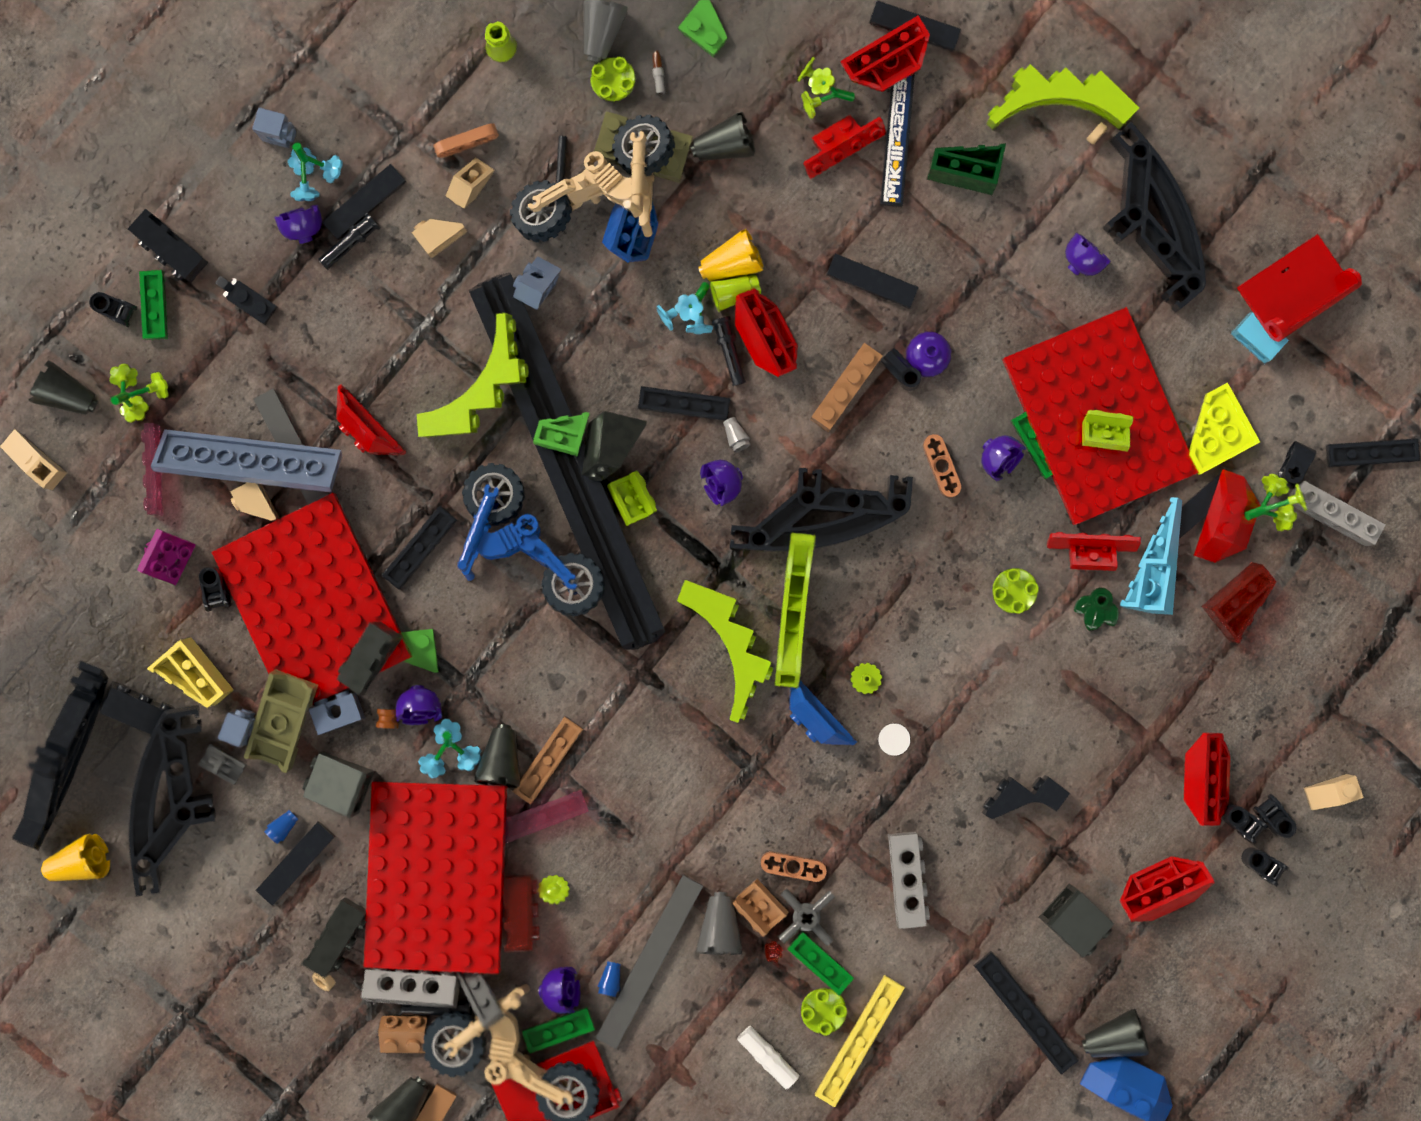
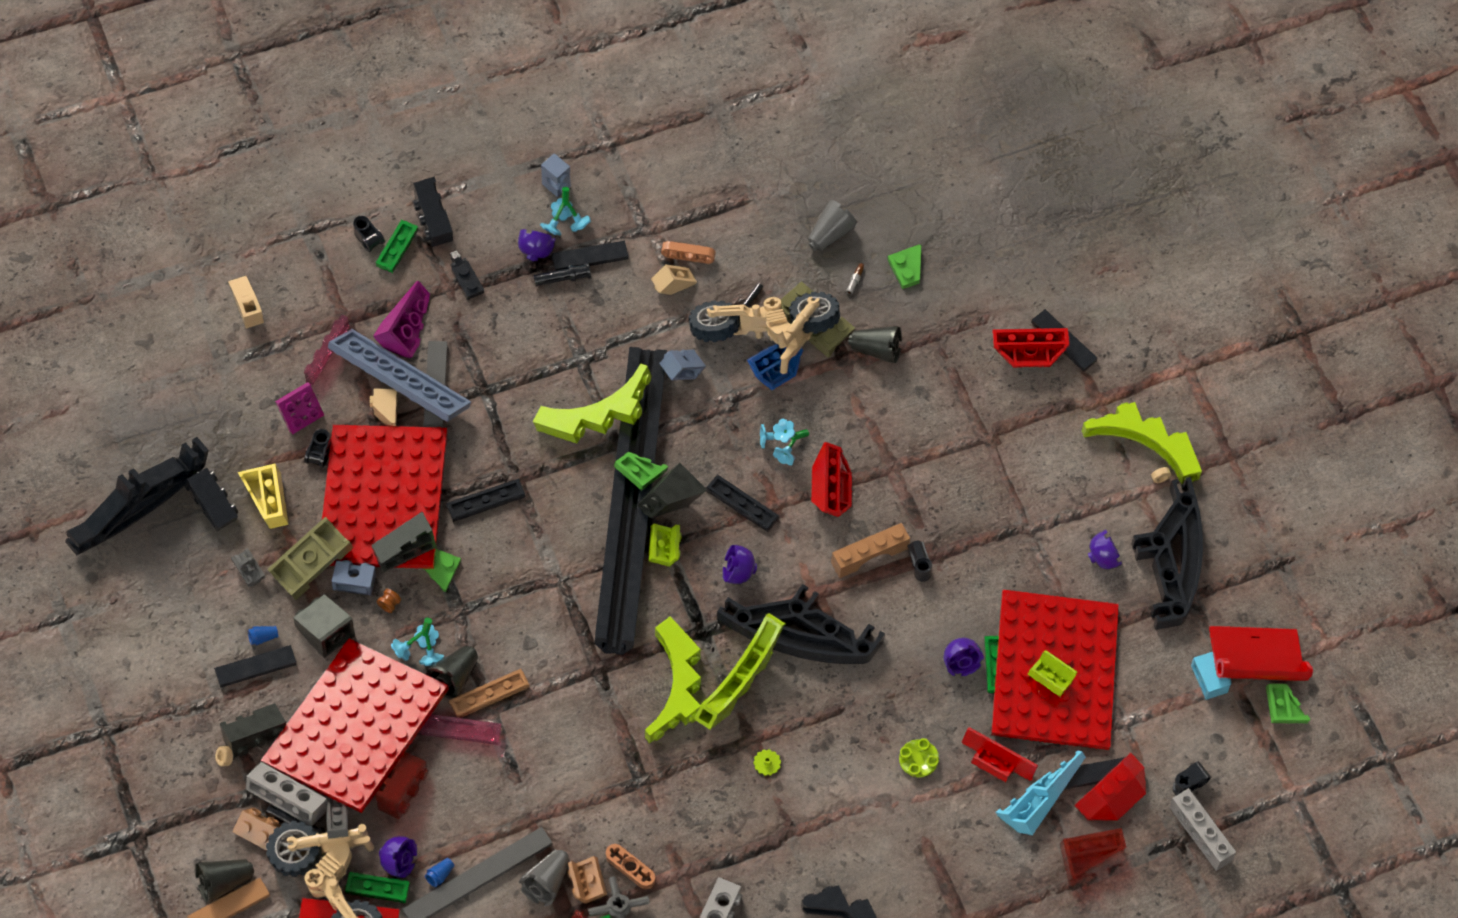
camera: 30 degrees right, 25 degrees down
(62, 391) = (296, 266): pearl dark grey cone -> none
(78, 860) = (100, 577): yellow cone -> none
(135, 407) = (345, 282): lime plant -> none
(151, 842) = (210, 531): black piece -> none
(215, 396) = (403, 324): none -> magenta wedge
(237, 727) = (275, 544): sand blue brick -> none
(363, 426) = (496, 399): red wedge -> none
(418, 705) = (416, 603): dark purple cylinder -> none
(437, 235) = (630, 302): tan slope -> none
(499, 42) = (751, 202): lime plant -> none
(517, 538) = (552, 513): piece -> none
(553, 889) = (437, 784): lime piece -> none
(613, 79) = (819, 265): lime dish -> none
(725, 291) = (817, 439): lime plant -> none
(729, 338) = (799, 475): black pin -> none
(732, 259) = (836, 421): yellow cone -> none
(736, 436) = (768, 543): light grey cone -> none
(816, 718) = (712, 767): blue wedge -> none
(821, 82) = (969, 333): lime plant -> none
(840, 142) = (964, 388): red bracket -> none
(872, 281) = (933, 491): black tile -> none
(894, 739) = (763, 818): white sticker -> none
(897, 143) = (1006, 408): tile -> none
(929, 353) = (948, 561): dark purple cylinder -> none
(954, 478) = (908, 649): nougat beam -> none
(967, 167) = (1047, 448): dark green wedge -> none
(1097, 613) = (975, 807): dark green plate -> none
(1220, 430) = (1143, 726): neon yellow plate -> none
(1284, 515) = (1166, 786): lime plant -> none
(1347, 329) = (1283, 705): none -> bright green wing
(1372, 452) = (1257, 804): black tile -> none

